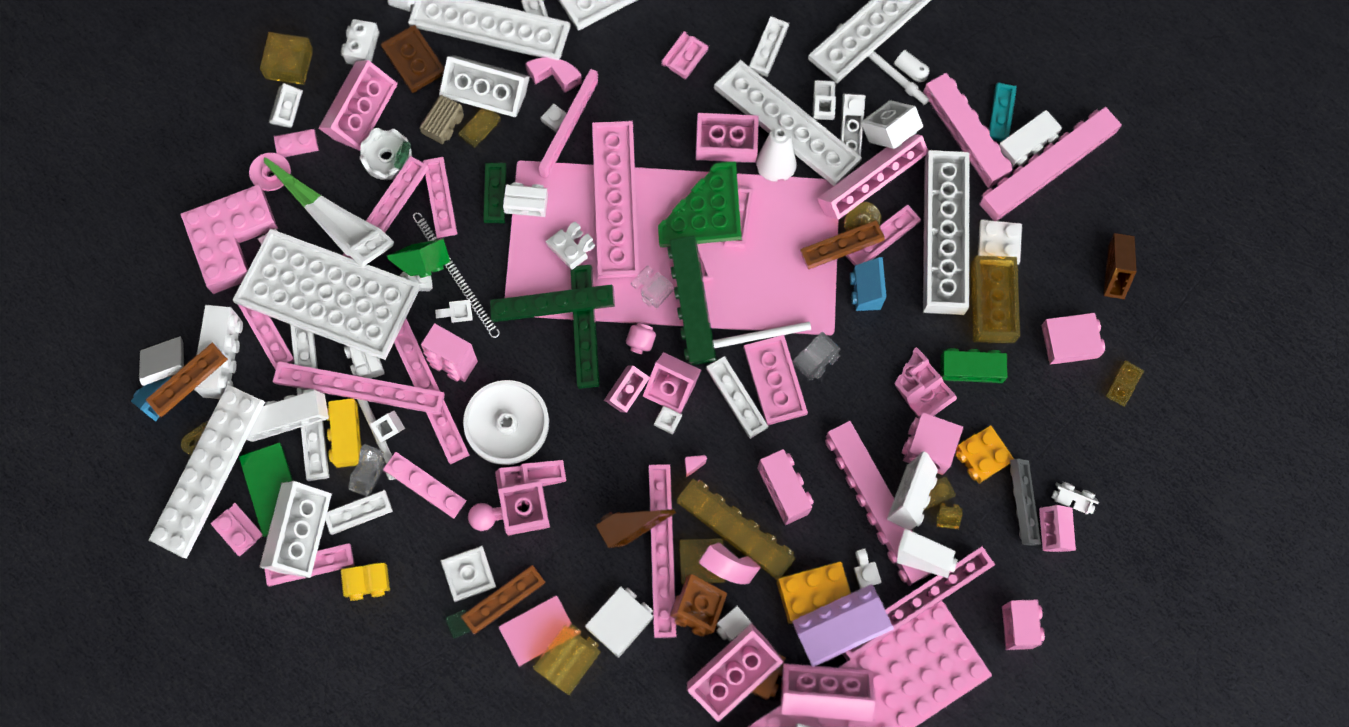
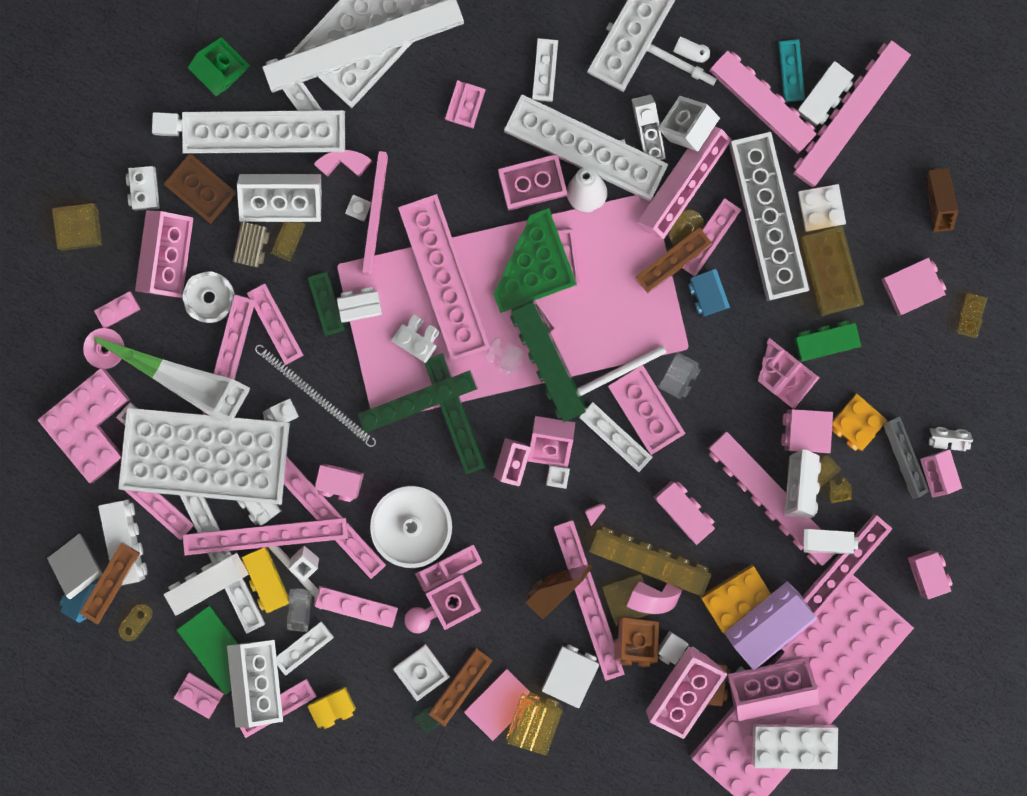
camera: 15 degrees left, 15 degrees up
(206, 471) = (154, 653): white plate -> none
(285, 106) = (92, 274): white slope -> none
(402, 154) = (227, 297): clear green tile -> none
(421, 258) = (279, 394): green slope -> none
(458, 311) = (330, 432): white plate -> none
(640, 338) = (509, 407): bright pink head -> none
(824, 100) = (615, 115): white brick -> none
(866, 572) = (778, 564): white plate -> none

